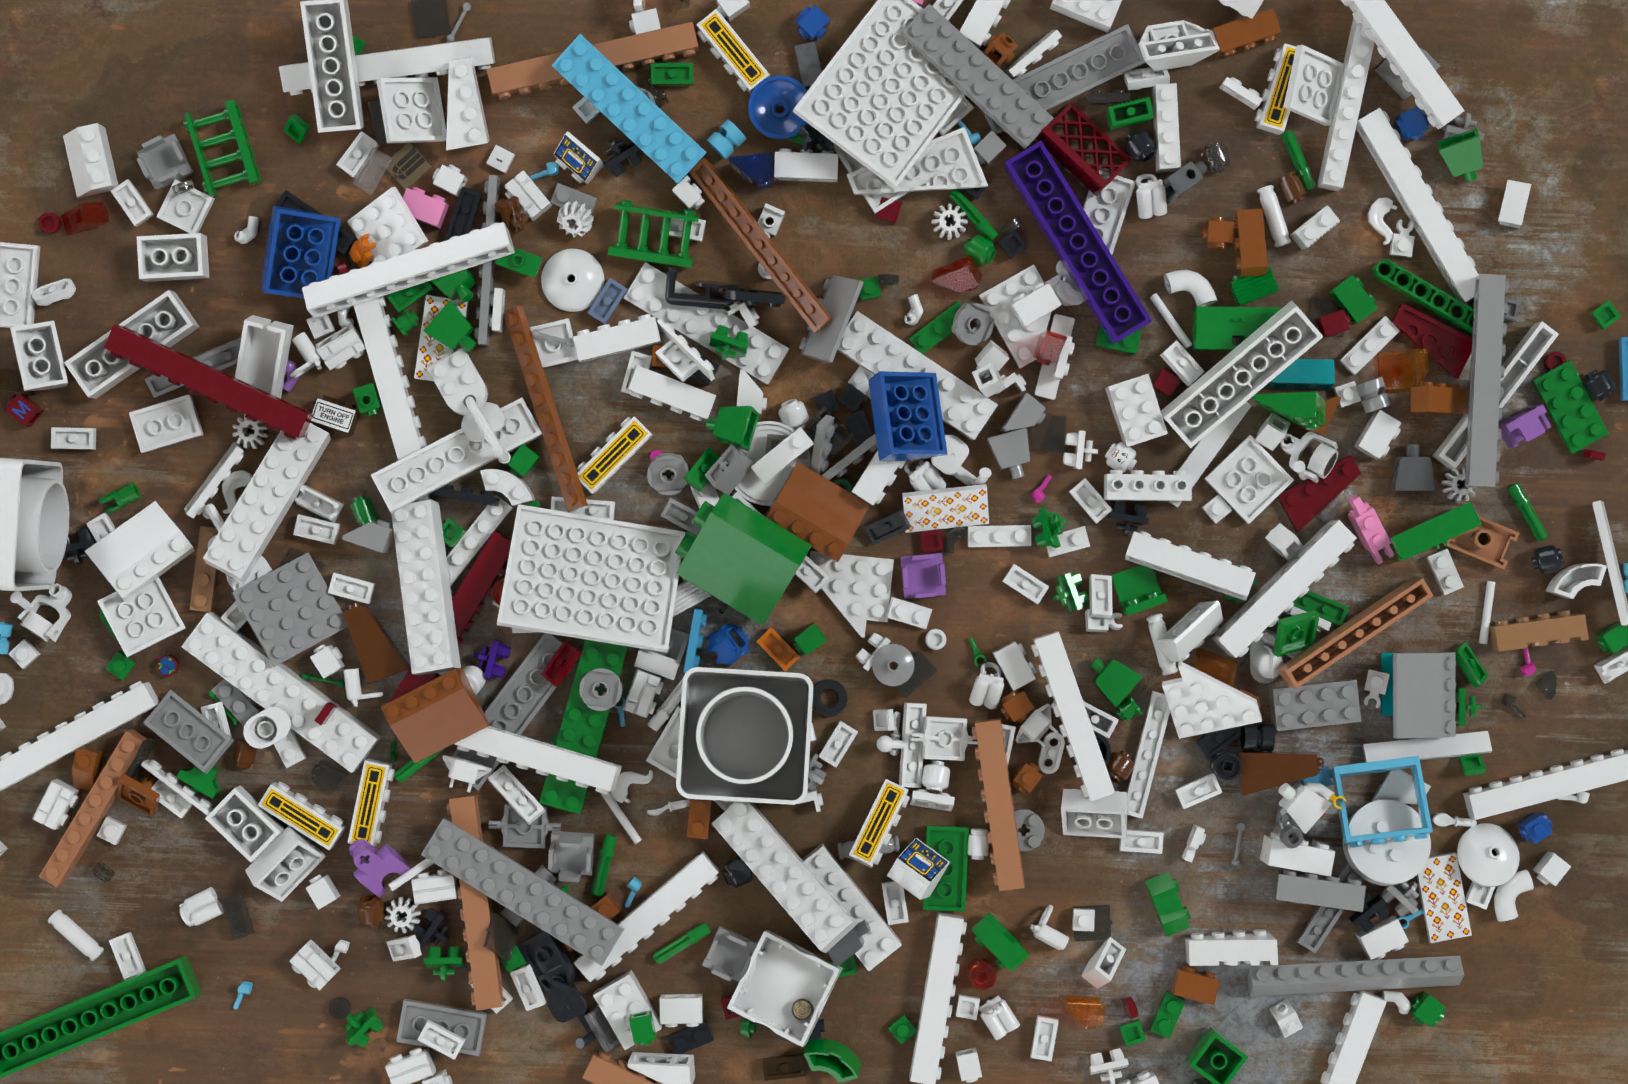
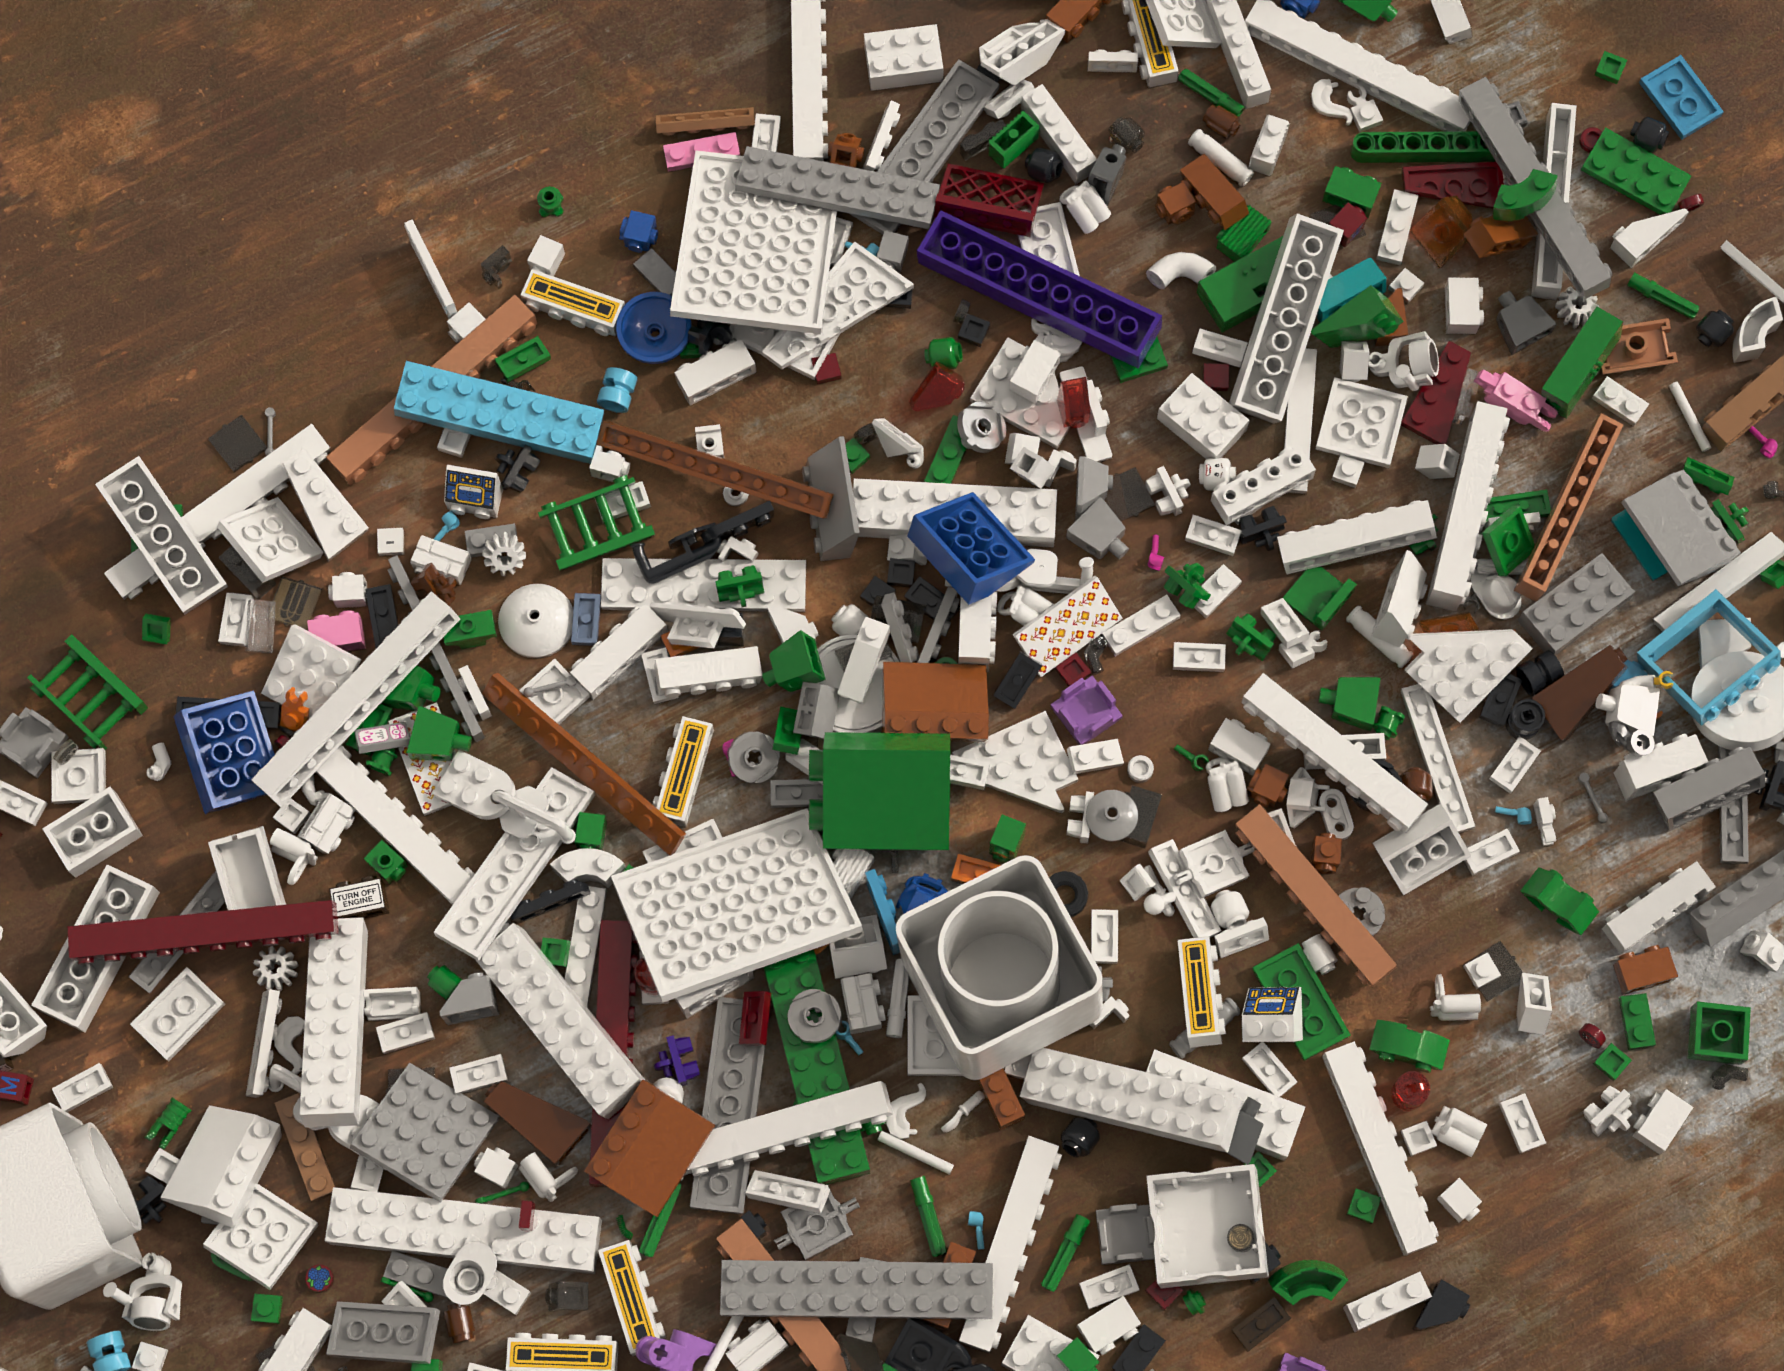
camera: 25 degrees left, 15 degrees down
(290, 382) = (290, 891): medium lavender arm -> none
(413, 307) = (382, 737): none -> tile
(465, 770) = (715, 1196): white piece -> none
(482, 802) = (755, 1224): none -> black plate
(571, 855) = (886, 1223): light grey panel -> none
(697, 983) = (1109, 1286): none -> white plate
(755, 169) = (663, 400): clear blue slope -> none
(904, 295) = (893, 440): none -> white slope
(942, 223) = (885, 343): white gear -> none
(981, 224) = (929, 328): green axle -> none
(1085, 1009) = (1546, 1065): clear orange slope -> none
(1170, 320) = (1181, 314): white bar -> none
(1181, 828) = (1523, 814): none -> medium azure hand
(1373, 395) = (1432, 268): light grey wheel -> none
(1376, 683) = (1626, 551): white plate -> none
(1472, 390) = (1525, 197): none -> green brick
(1524, 425) = (1603, 211): medium lavender panel -> none
(1541, 459) = (1644, 235): none -> white slope

